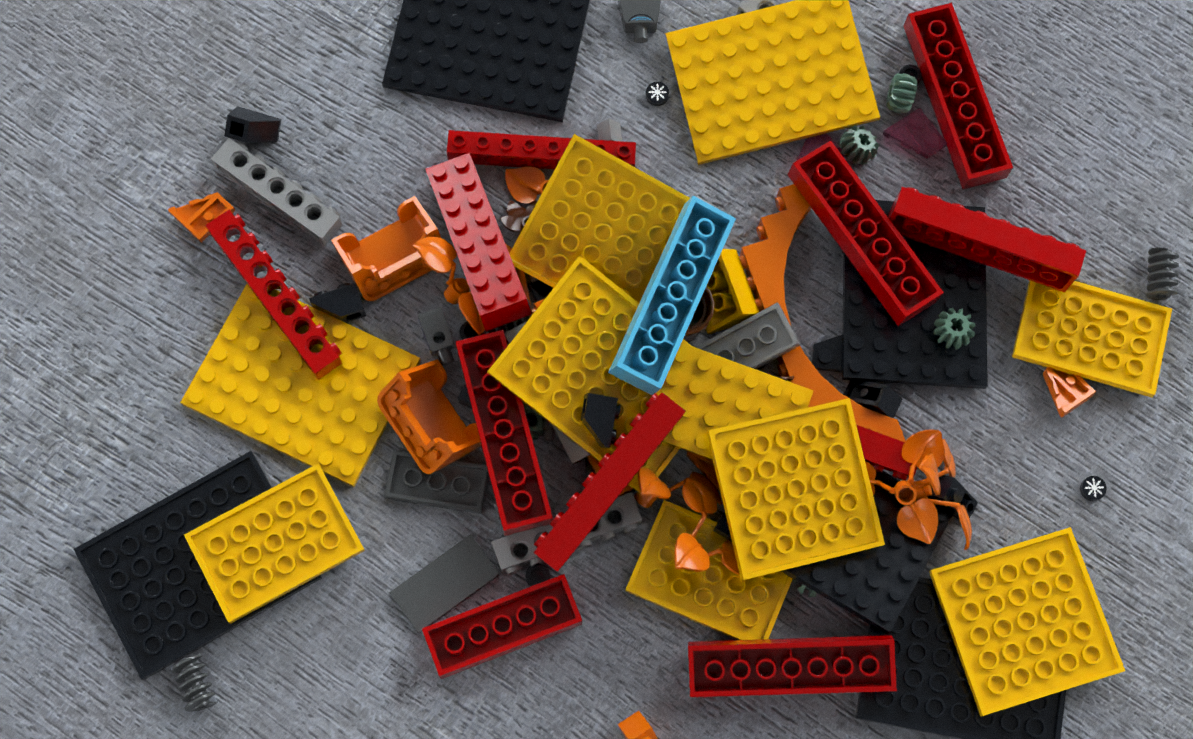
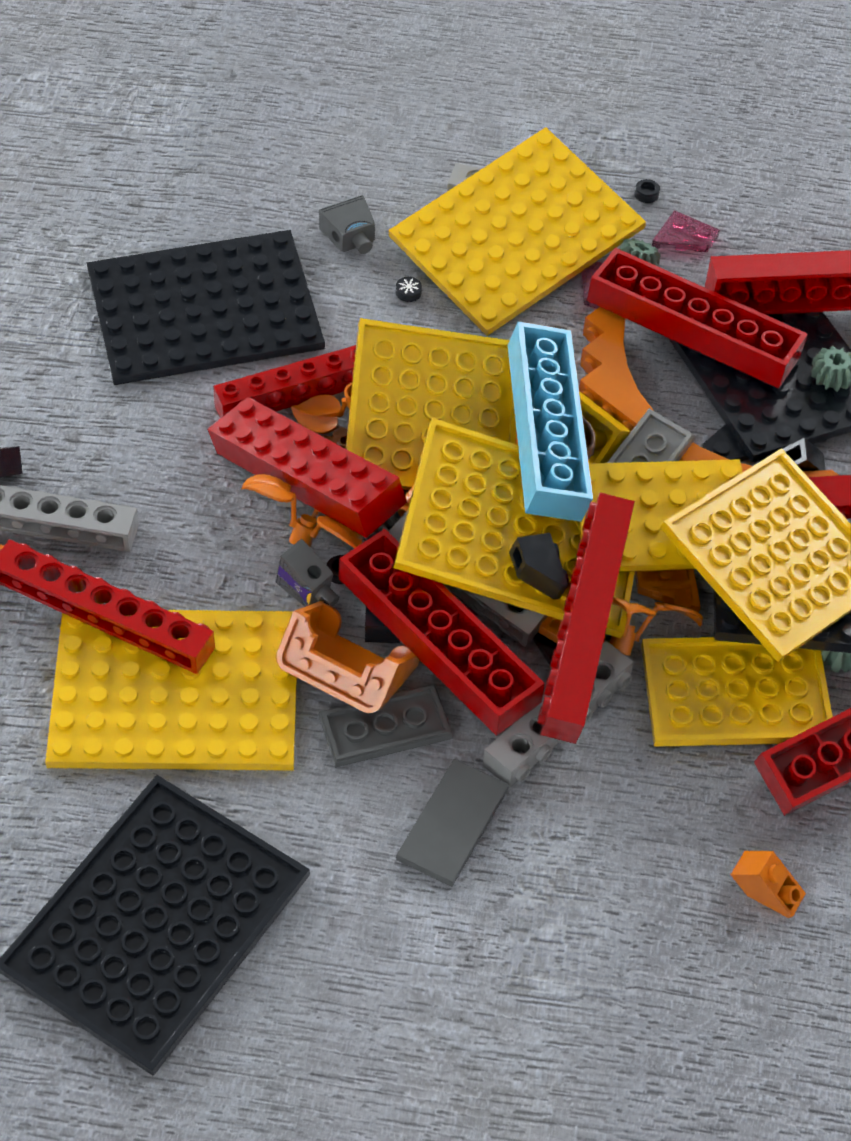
camera: 25 degrees left, 20 degrees down
(193, 684) = (219, 1050): dark grey piece -> none
(274, 543) = (237, 853): yellow plate -> none
(340, 303) = (182, 590): black slope -> none
(387, 256) = (215, 524): orange windscreen -> none
(502, 626) = (544, 831): red brick -> none
(537, 574) = (551, 772): black tile -> none
(690, 553) = (707, 666): orange plant -> none
(901, 93) = (651, 200): sand green gear -> none
(957, 96) = (705, 185): red brick -> none

